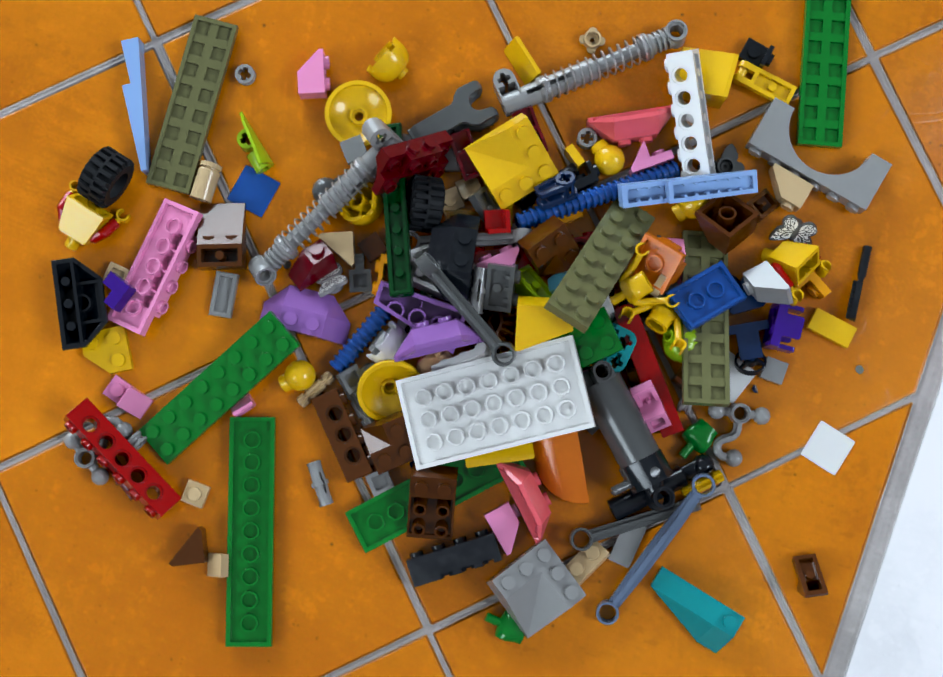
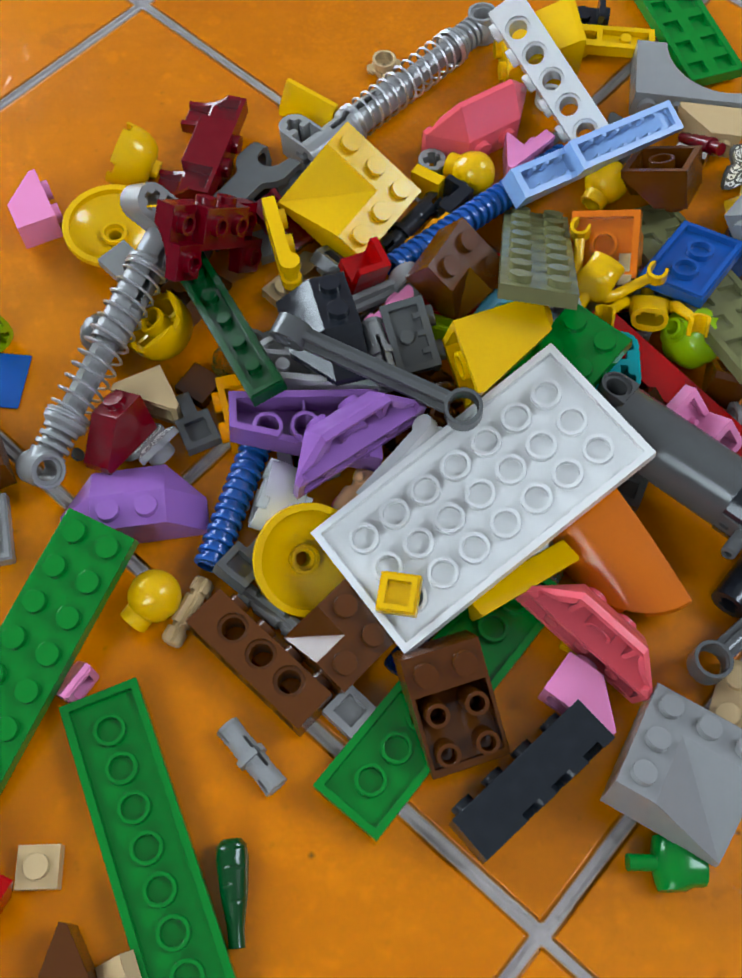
camera: 25 degrees left, 20 degrees down
(287, 543) = (233, 880): none -> dark green piece
(425, 202) = (253, 283): black tyre -> none
(426, 439) = (399, 594): none -> yellow tile
(442, 75) = (211, 148): none -> dark red bracket
(454, 182) = (282, 244): none -> yellow plate
(555, 191) = (431, 203): dark blue piece -> none
(773, 199) = (709, 144): none -> dark red animal

